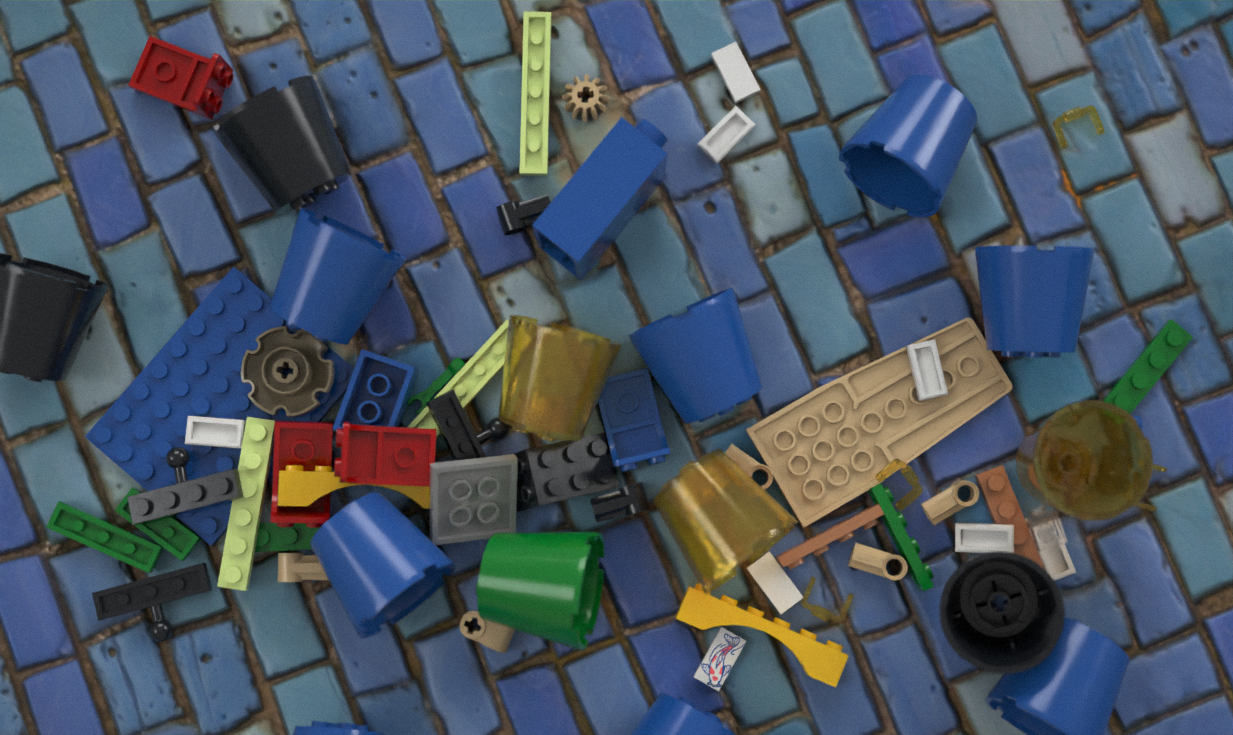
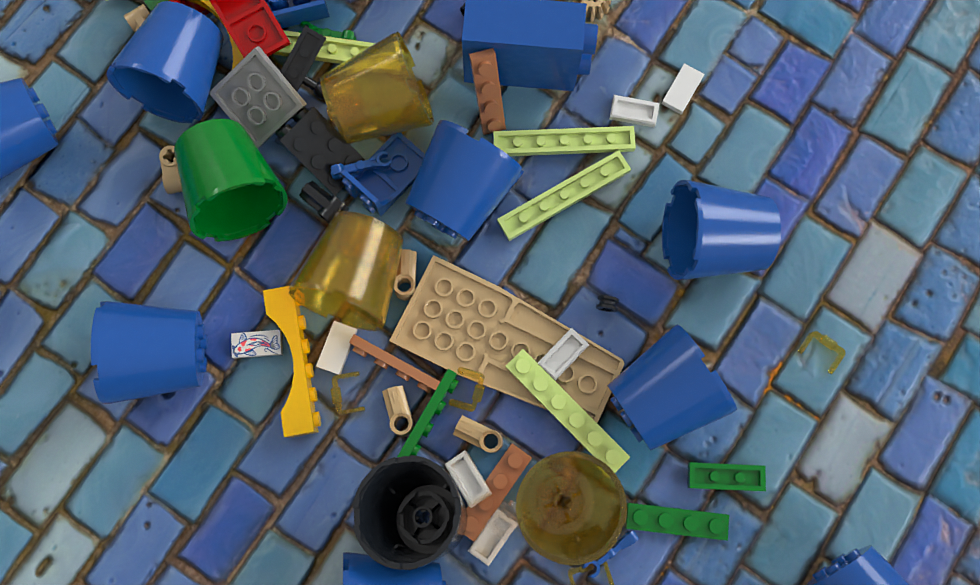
camera: 55 degrees right, 5 degrees down
(611, 442) = (360, 165): none -> blue piece
(626, 267) = (487, 90): none -> nougat plate
(713, 225) = (566, 141): none -> yellowish green plate
(768, 262) = (563, 195): none -> yellowish green plate
(903, 294) = (607, 303): none -> black bush
(983, 403) = (566, 410): none -> yellowish green plate
(1135, 297) = (726, 476): none -> green plate

